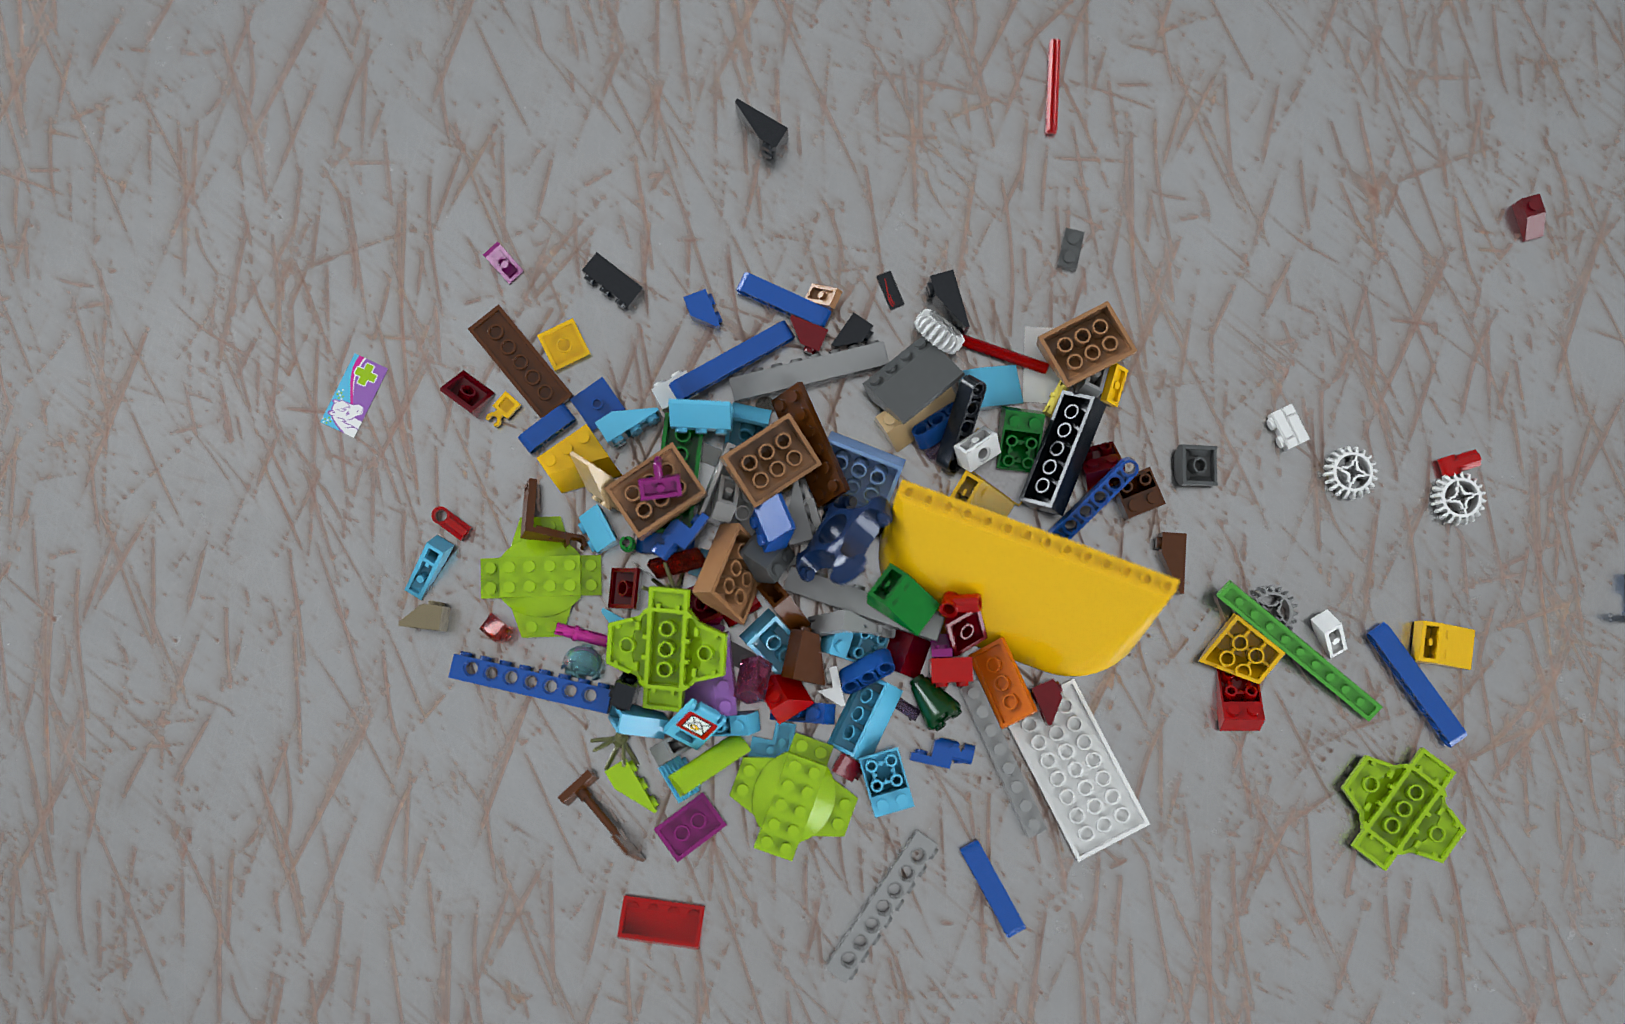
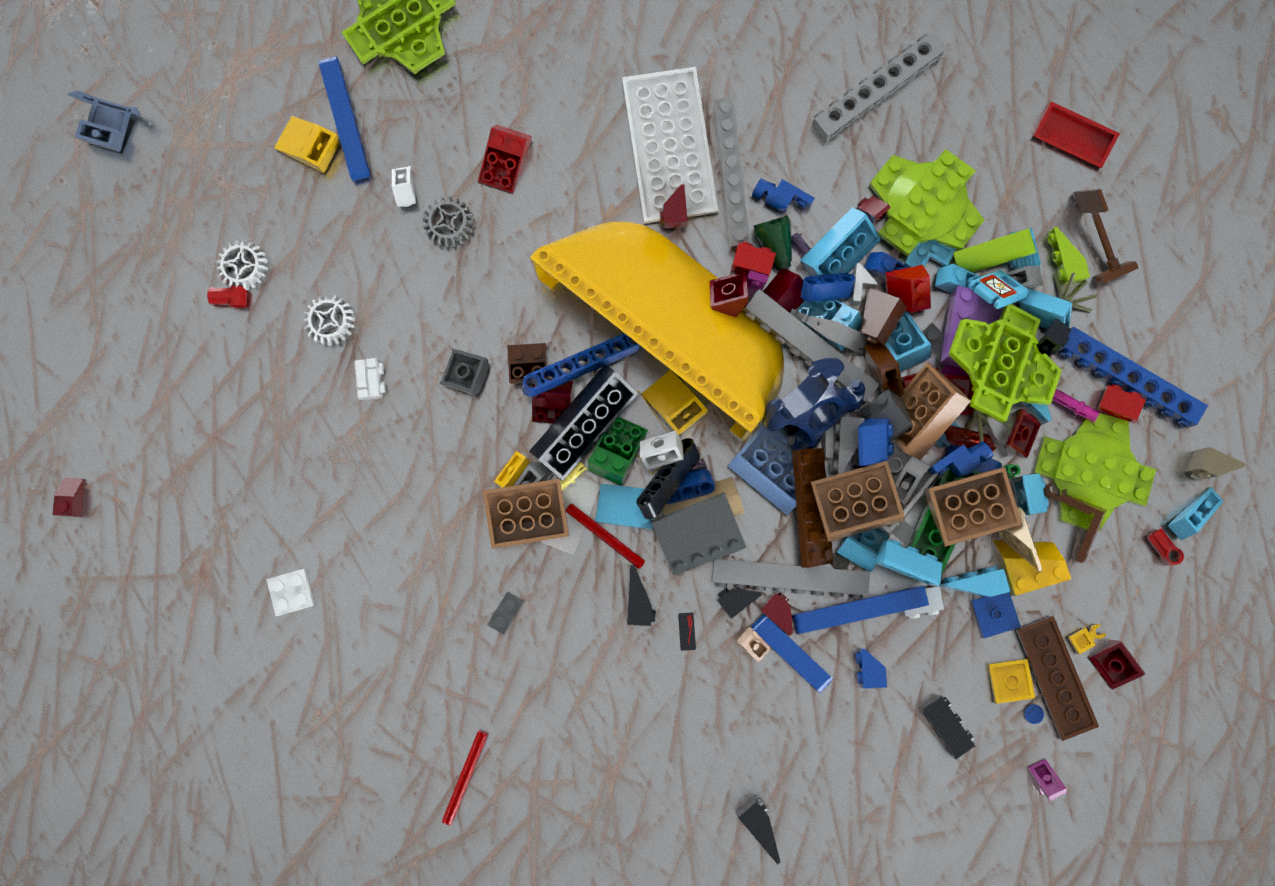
camera: 155 degrees left, 0 degrees up
(354, 395) = (1221, 700): sticker -> none
(497, 628) = (1150, 435): clear red slope -> none
(532, 322) = (1033, 714): none -> blue piece
(535, 651) = (1121, 403): none -> red brick
(547, 428) = (1050, 606): blue beam -> none
(583, 662) = (1080, 380): clear light blue cylinder -> none
(660, 485) = (973, 507): magenta plate -> none
(690, 827) = (1025, 206): magenta plate -> none
(753, 679) = (933, 311): clear pink brick -> none
(886, 782) = (842, 184): medium azure slope -> none
(902, 600) = (778, 332): green slope -> none
(939, 331) = (658, 572): white gear -> none
(954, 603) = (732, 315): red piece -> none
(992, 888) = (777, 69): blue beam -> none
(1003, 683) = (710, 236): orange plate -> none
(1173, 556) = (515, 302): reddish brown slope -> none
(1242, 651) = (487, 195): yellow wedge -> none
(1282, 200) = (290, 592): none -> white plate
(1299, 650) = (438, 178): bright green plate -> none

